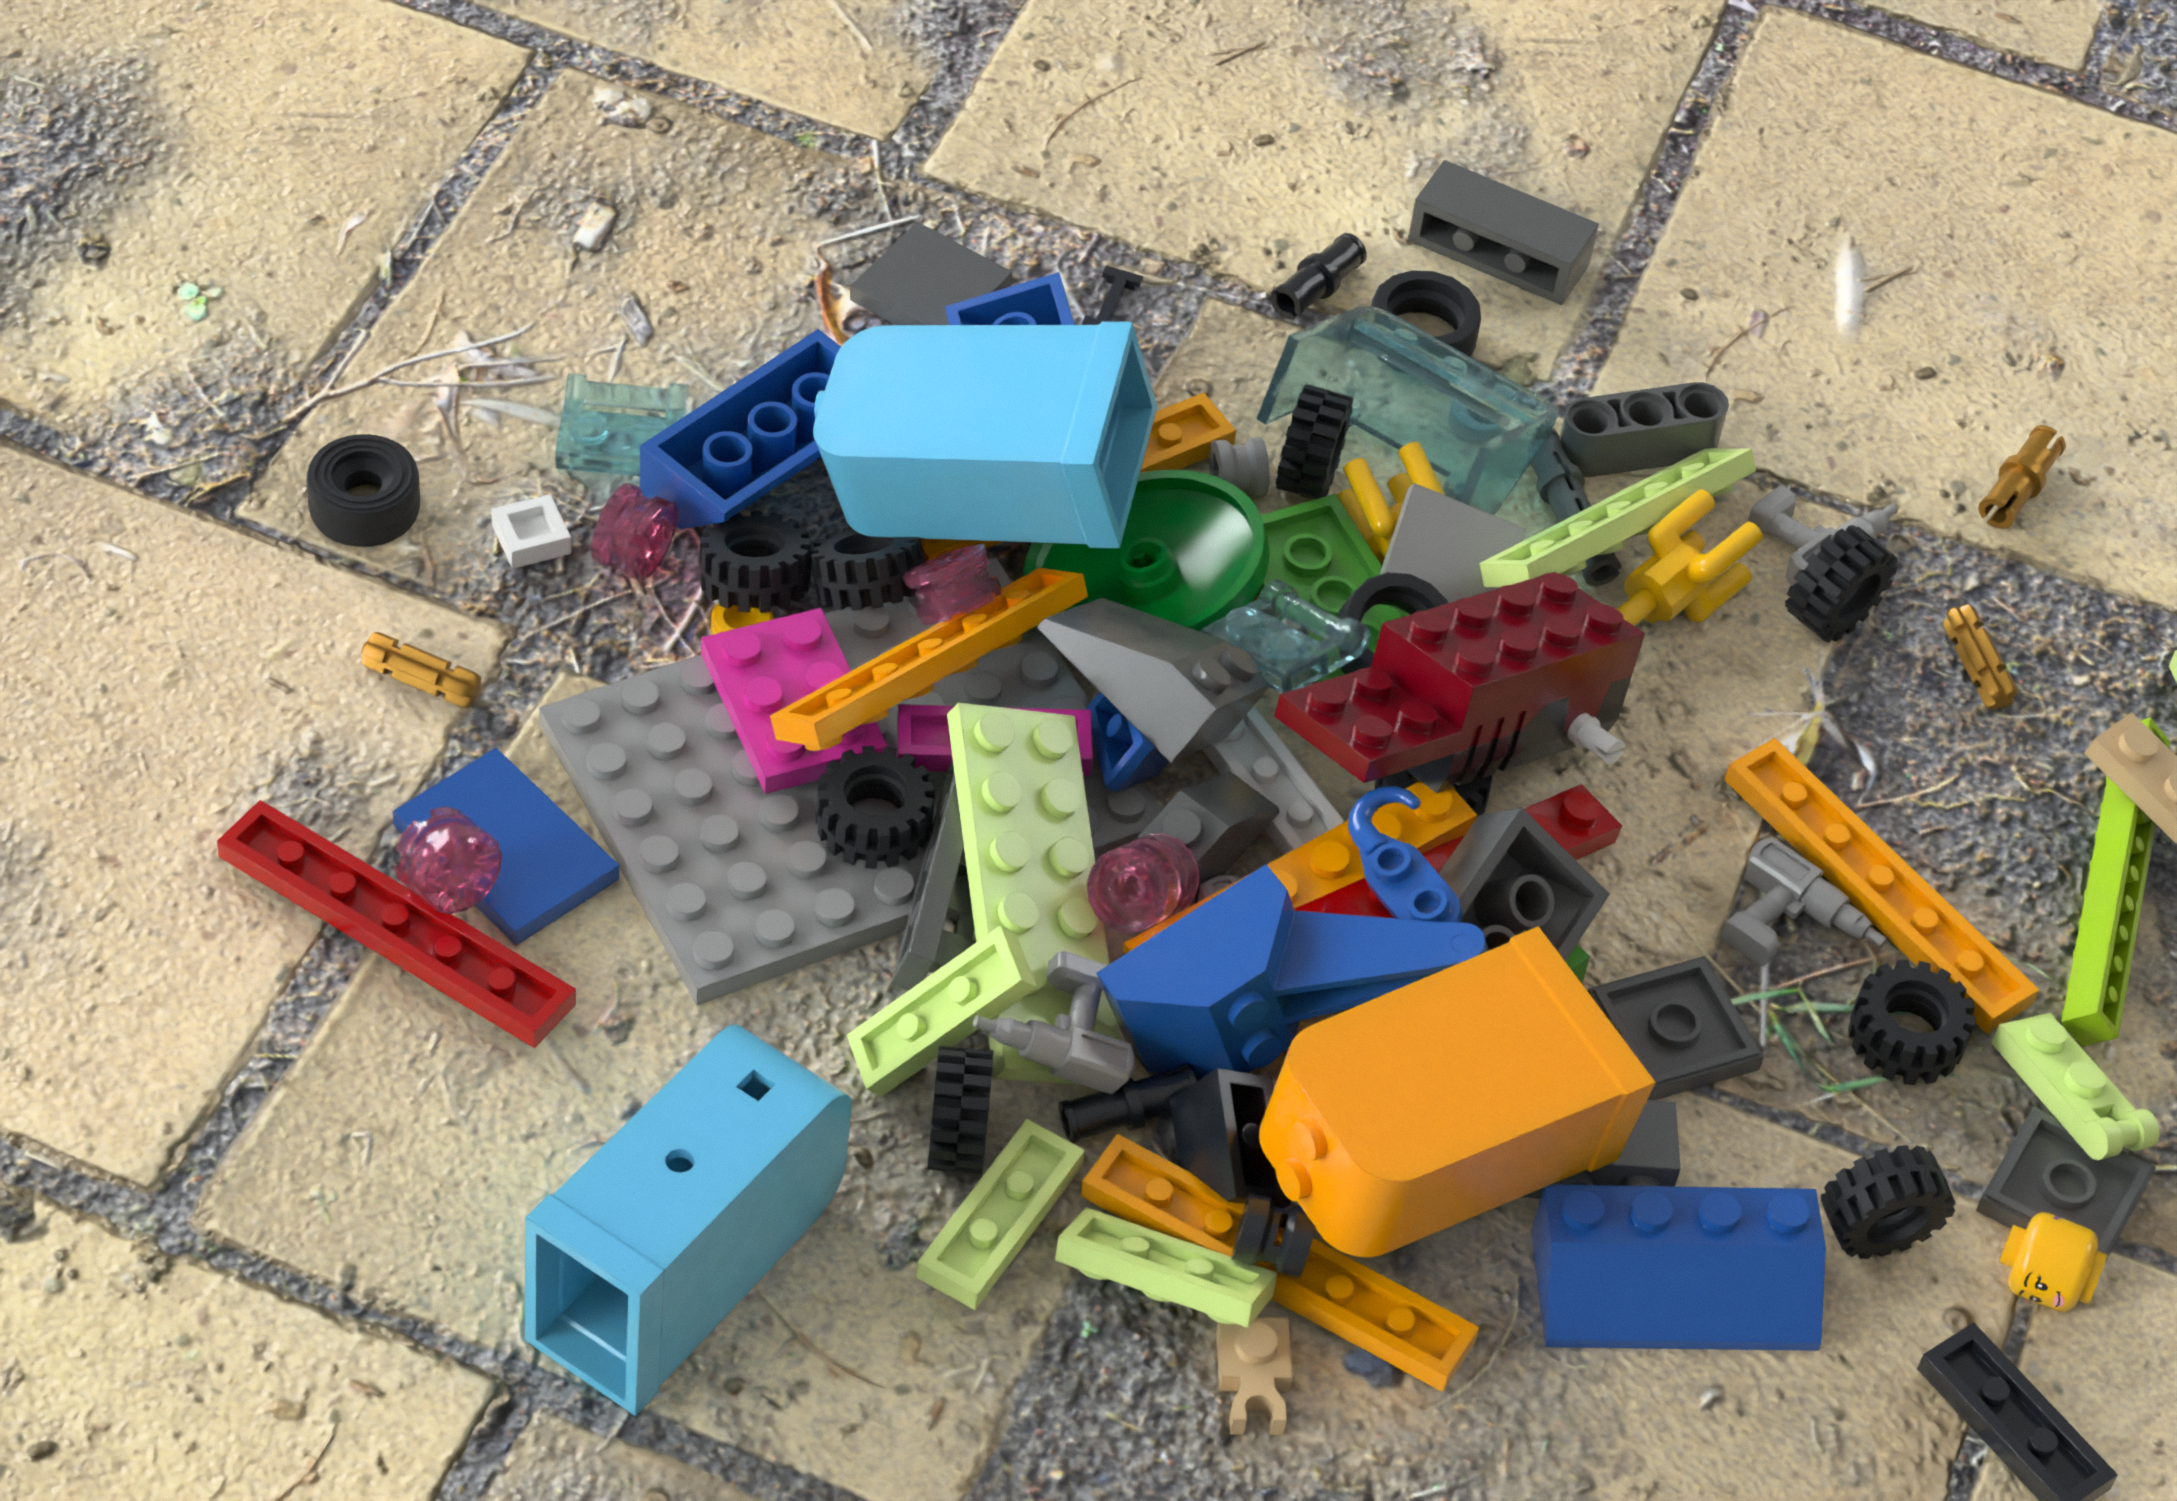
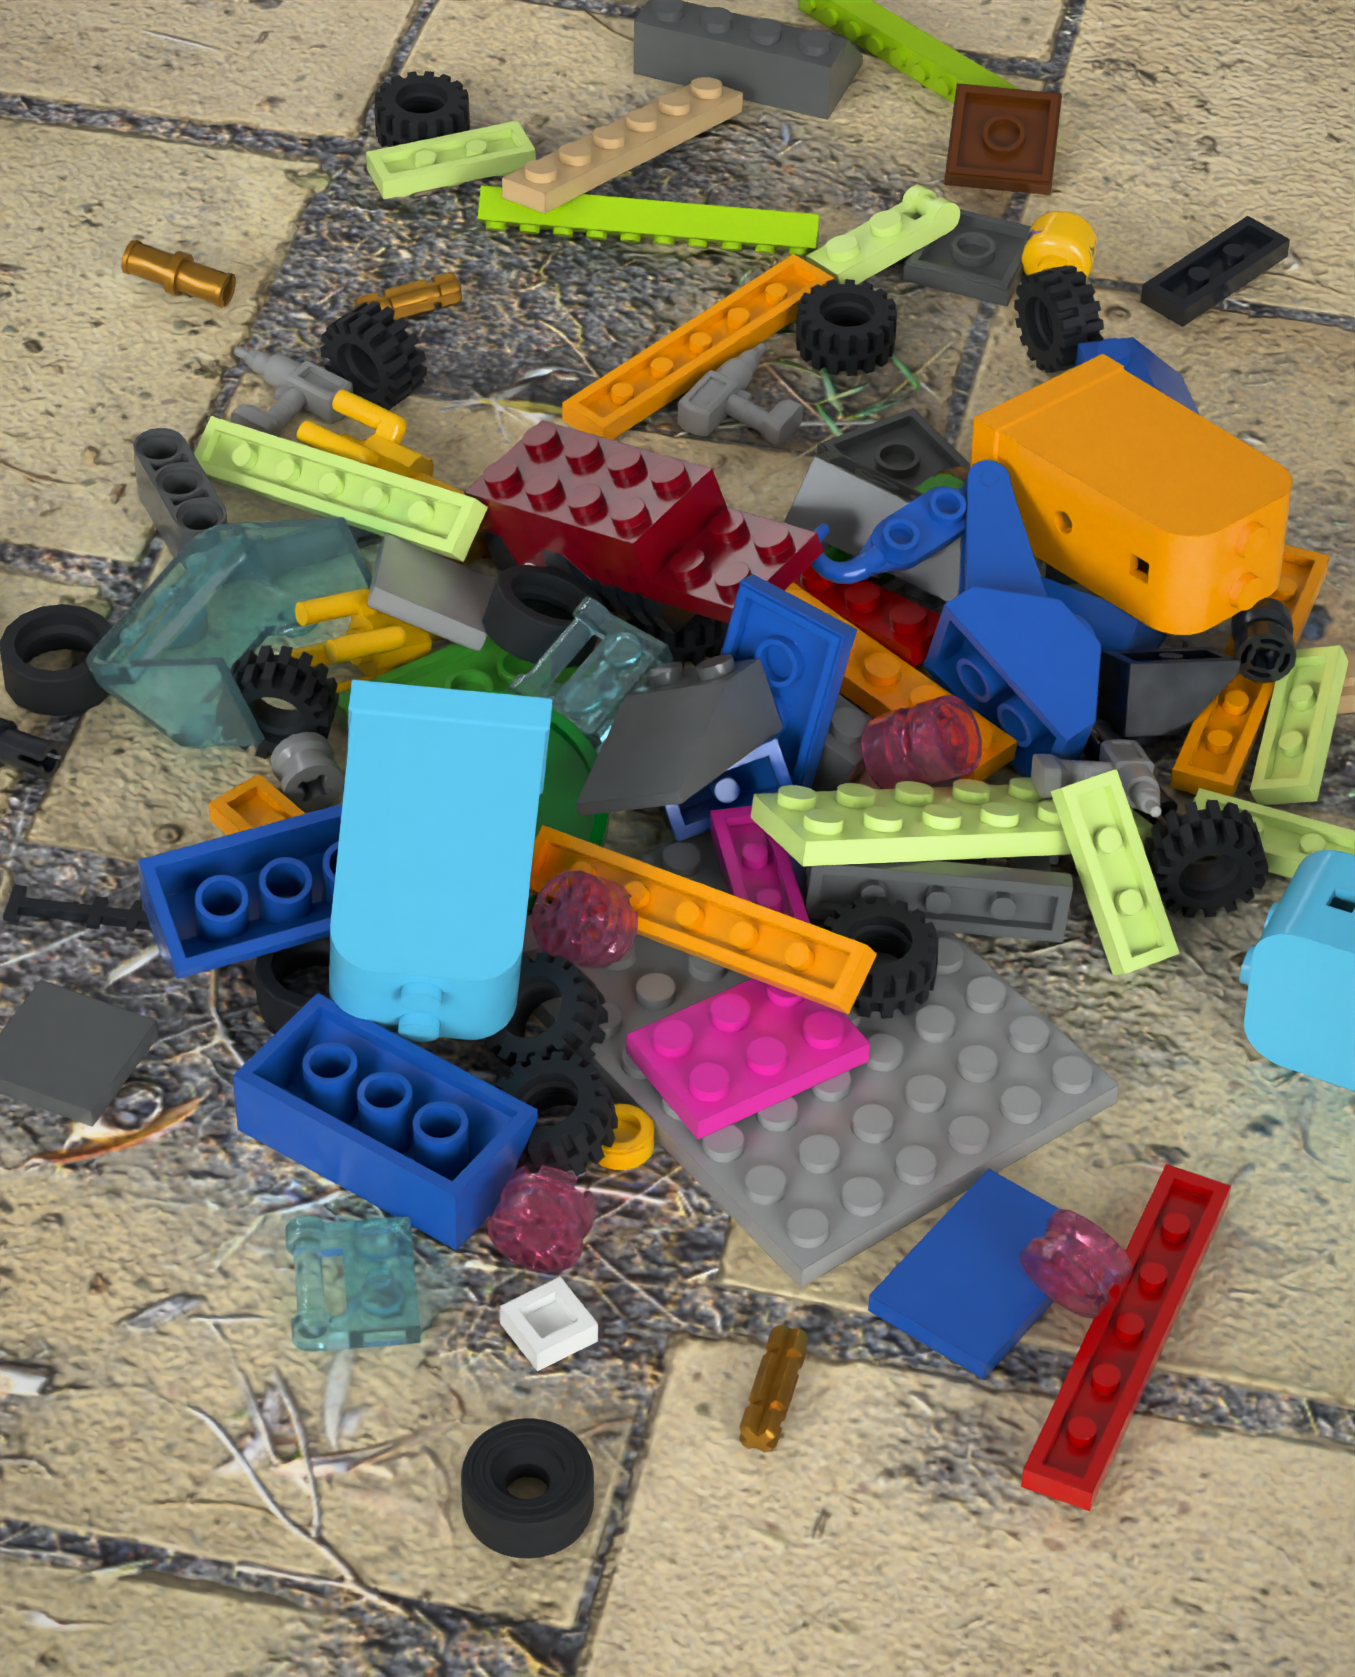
camera: 95 degrees left, 5 degrees down
(1211, 742) = (803, 663): none -> blue tile

